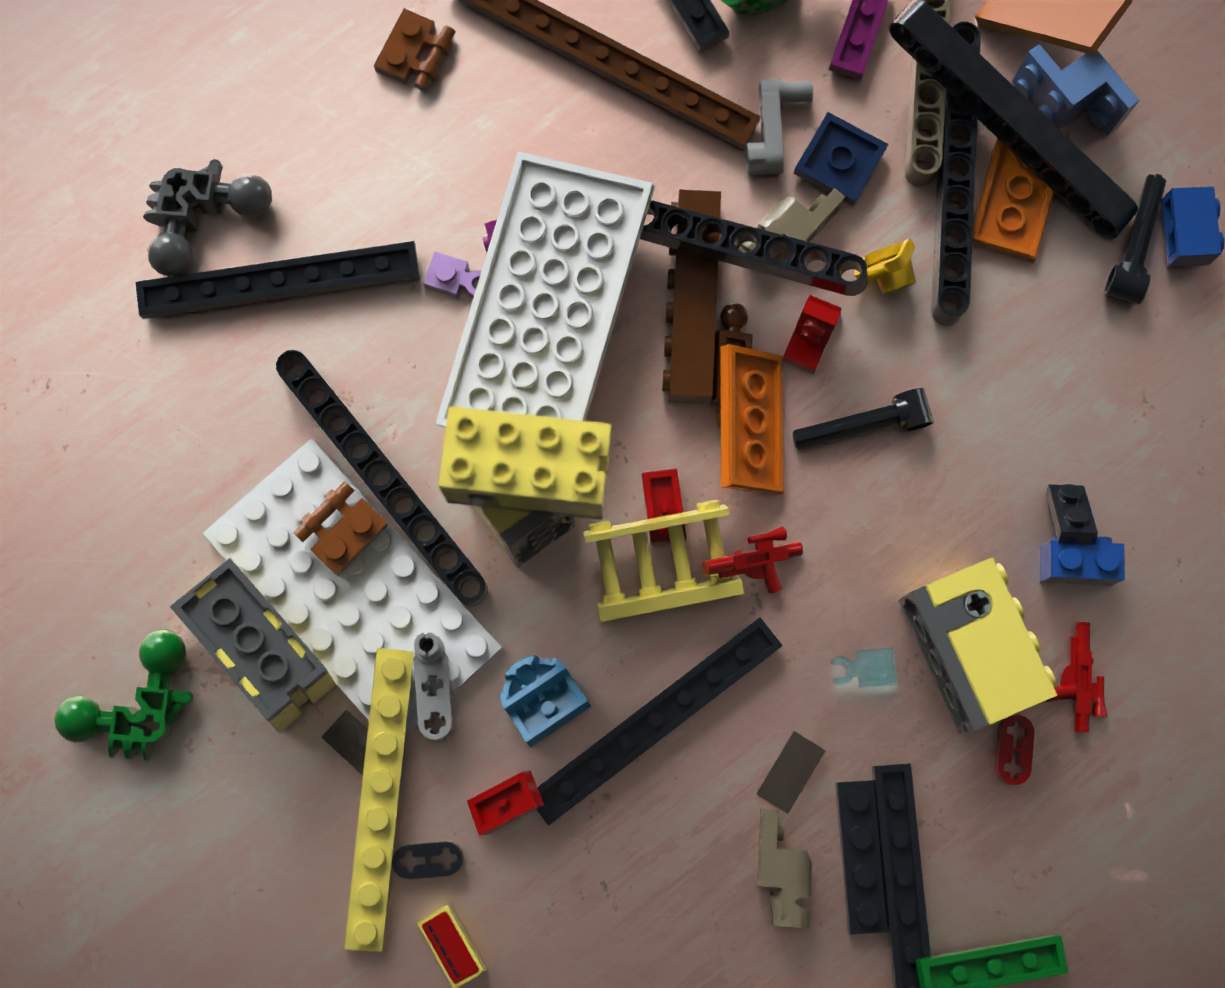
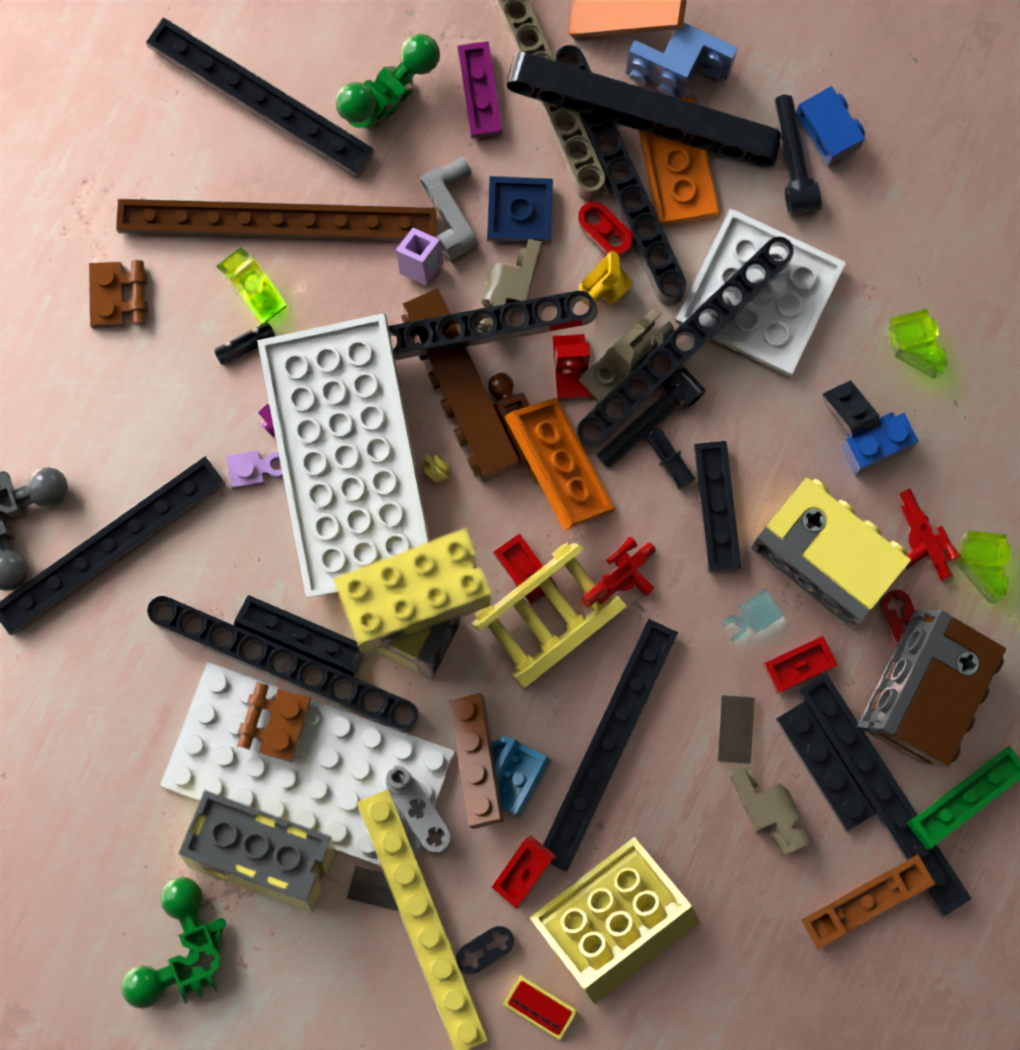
camera: 30 degrees left, 0 degrees up
(407, 455) = (299, 635): none -> black plate
(504, 154) = (243, 343): none -> black axle
(516, 669) = (476, 761): none -> dark orange plate
(545, 103) = (251, 285): none -> clear neon green slope
(569, 899) = (615, 920): none -> light yellow slope
(629, 364) = (436, 468): none -> light yellow plate
(719, 153) = (419, 256): none -> lavender brick
(863, 471) = (670, 458): none -> black axle
(871, 349) = (625, 356): none -> dark tan plate
(885, 542) = (717, 506): none -> black plate
(888, 741) = (800, 664): none -> red plate
(914, 219) = (606, 229): none -> red plate
(951, 352) = (691, 327): none -> black beam
(1013, 836) = (932, 687): none -> piece
(1037, 354) = (784, 313): none -> white plate
(1129, 736) = (984, 562): none -> clear neon green slope
(1170, 480) = (915, 342): none -> clear neon green slope

